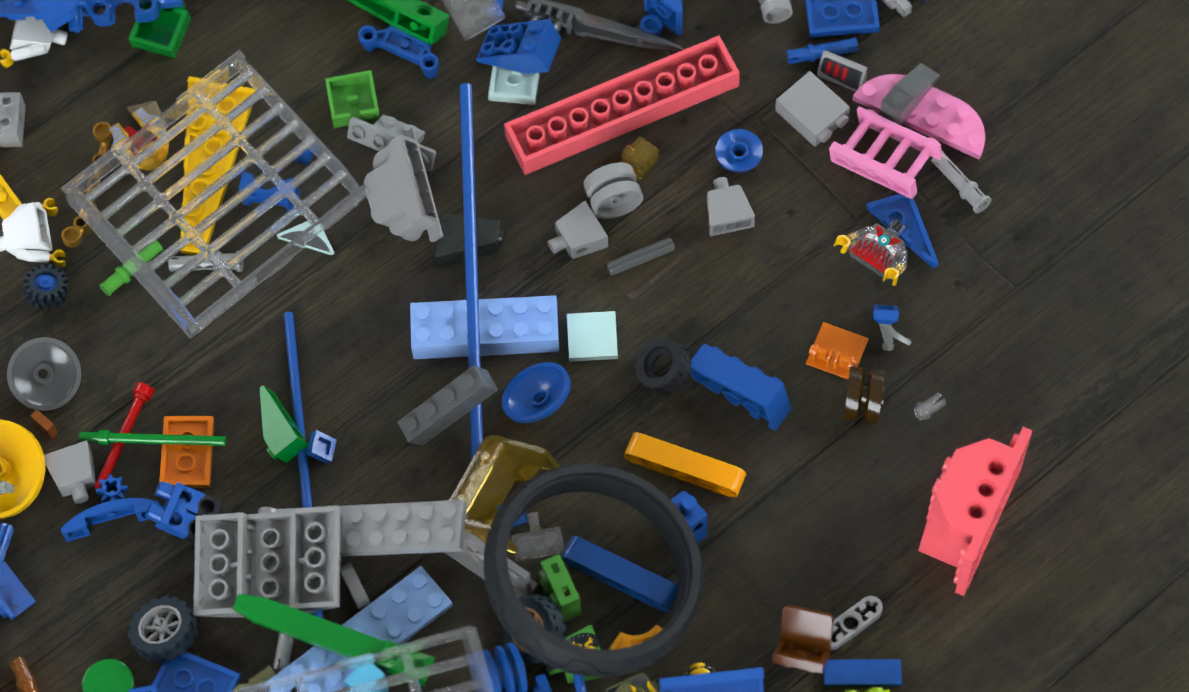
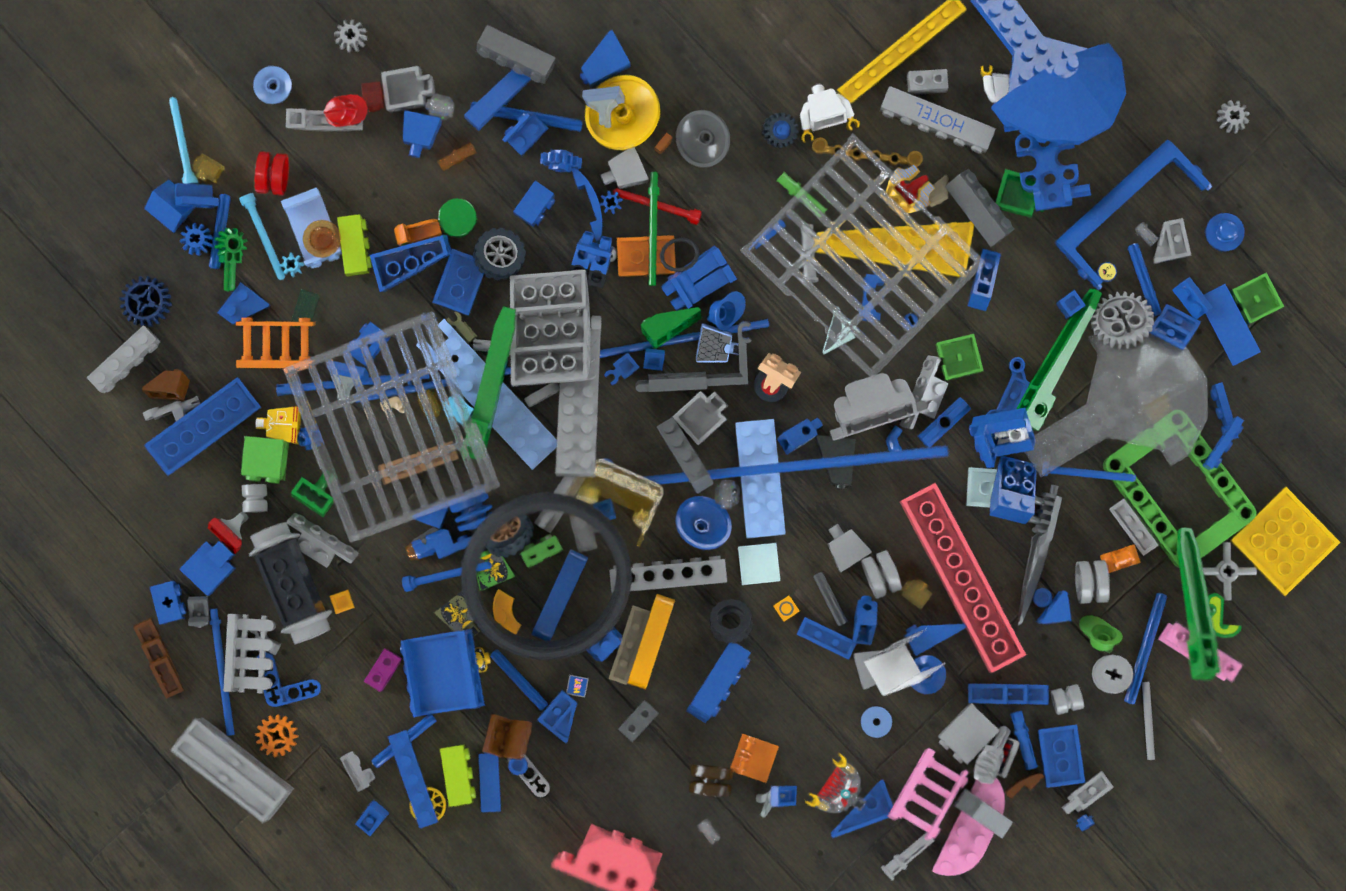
camera: 85 degrees right, 20 degrees up
(49, 545) = (560, 160): none -> blue gear
(57, 112) = (937, 119): none -> light grey brick
(102, 585) = (534, 204): none -> blue brick
(171, 67) = (979, 207): none -> dark grey brick
(207, 409) = (683, 268): none -> black piece
(222, 386) = (702, 279): none -> blue hips
(268, 359) = (727, 311): none -> blue piece
(273, 68) = (984, 281): none -> blue slope
(310, 372) = (715, 345): none -> torso
(329, 484) = (624, 367): none -> blue plate
(353, 391) = (699, 380): none -> dark grey hinge
(364, 307) = (775, 378): none -> light nougat plate
(397, 390) = (702, 416): none -> light grey piece
(430, 273) = (794, 438): none -> blue torso
(439, 128) = (936, 431): none -> blue piece
(447, 179) = (892, 439): none -> blue arm
(450, 56) = (996, 434): none -> blue brick
(502, 366) = (727, 494): none -> clear head
(600, 381) = (715, 562): none -> light grey brick
(650, 307) = (786, 608): none -> light orange tile
(670, 211) = (865, 615): none -> blue torso
(689, 261) = (826, 638): none -> blue plate
(694, 152) = (931, 636): none -> blue slope
(709, 498) = (630, 644): none -> dark tan plate
(728, 630) = (518, 679): none -> blue axle
(730, 180) = (895, 667): none -> white sticker
(738, 558) = (577, 686): none -> blue tile
(765, 65) = (1008, 694): none -> blue slope
(776, 580) = (559, 715): none -> blue wing
(786, 482) = (638, 720): none -> dark grey brick
(798, 202) = (867, 721): none -> medium blue piece
(841, 632) = (517, 766): none -> blue tile
(844, 80) = (991, 758): none -> light grey gear
(872, 46) = (1028, 781): none -> reddish brown slope

